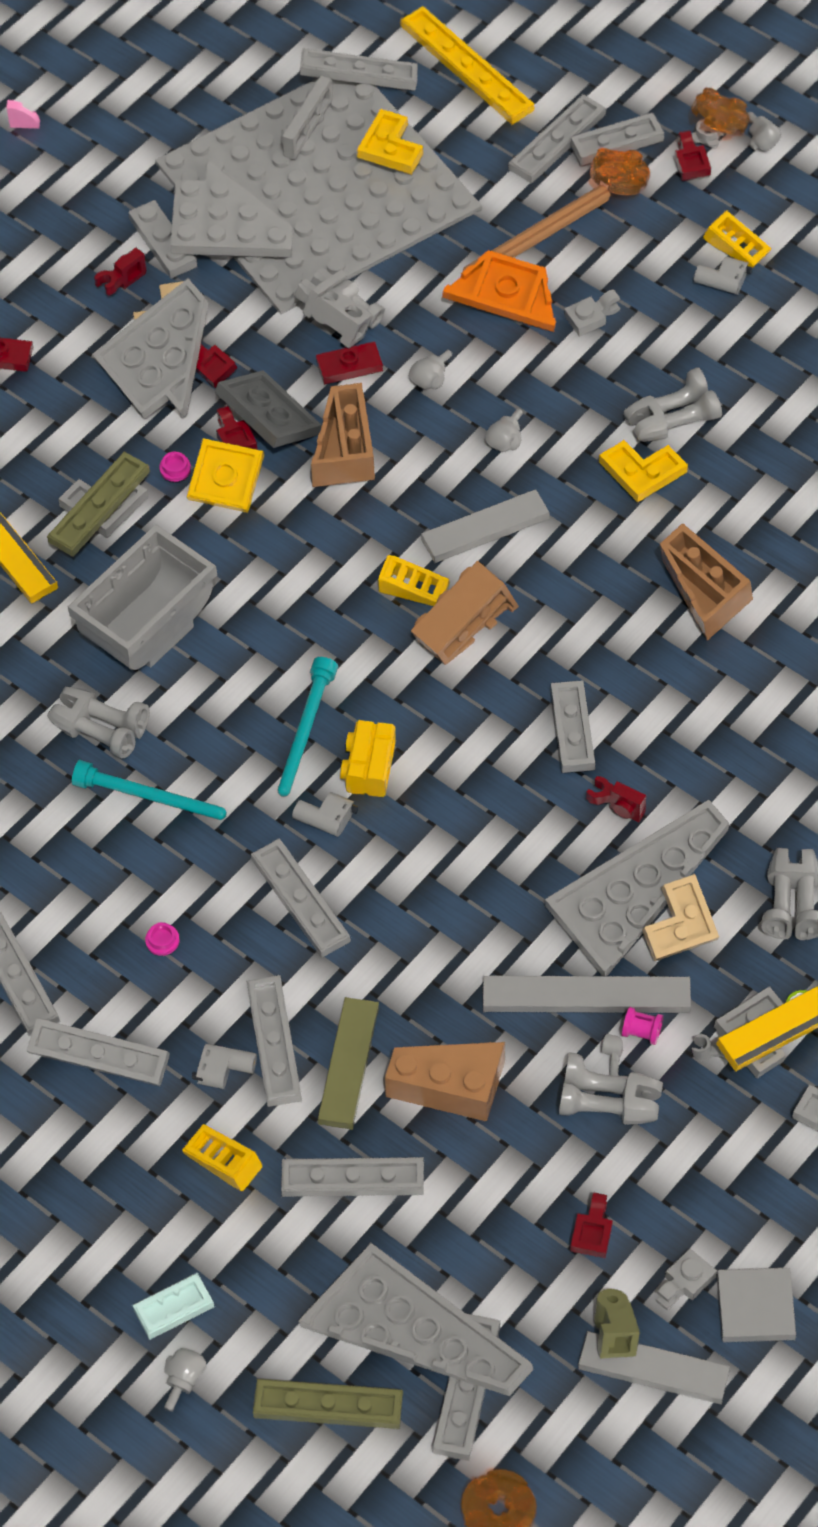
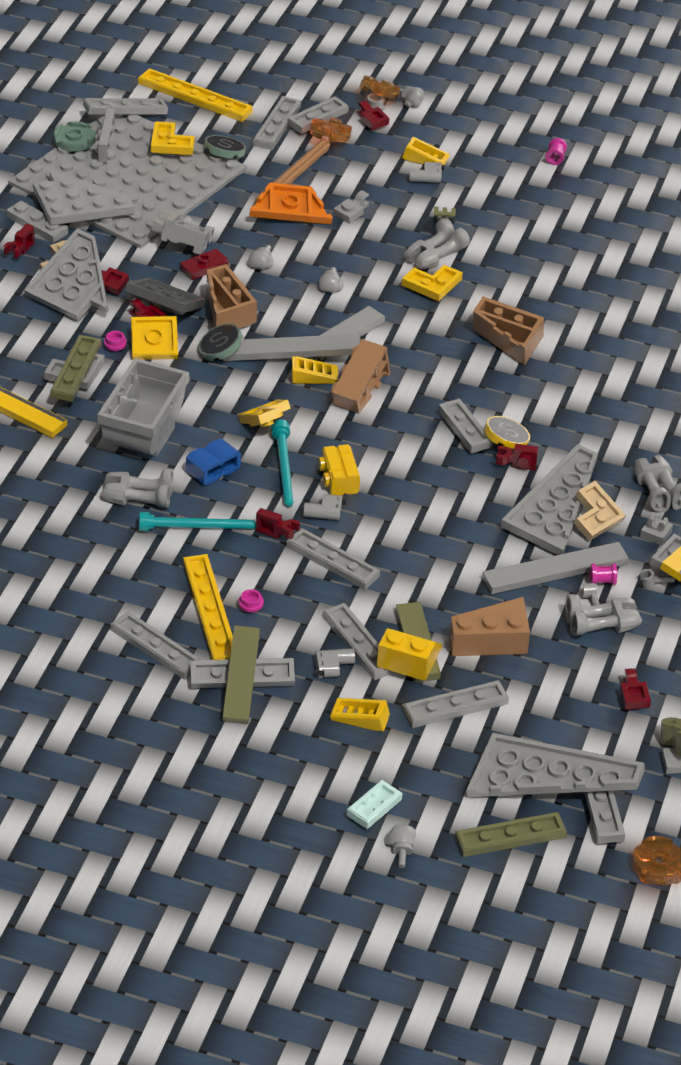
camera: 25 degrees left, 15 degrees down
(90, 1058) = (241, 674): none -> olive tile
(107, 937) = (209, 606): none -> yellow tile
(211, 700) = (213, 461): none -> blue brick
(240, 823) = (272, 525): none -> dark red plate
(268, 107) = (74, 136): none -> sand green tile
(304, 641) = (265, 413): none -> yellow plate
(307, 505) = (220, 342): none -> tile
(319, 1083) = (407, 654): none -> yellow slope
(396, 536) = (295, 346): none -> light grey tile
(462, 168) = (224, 146): none -> tile
(621, 754) = (506, 431): none -> tile
(705, 362) = (444, 214): none -> olive tile
(754, 970) = (656, 530): none -> light grey tile

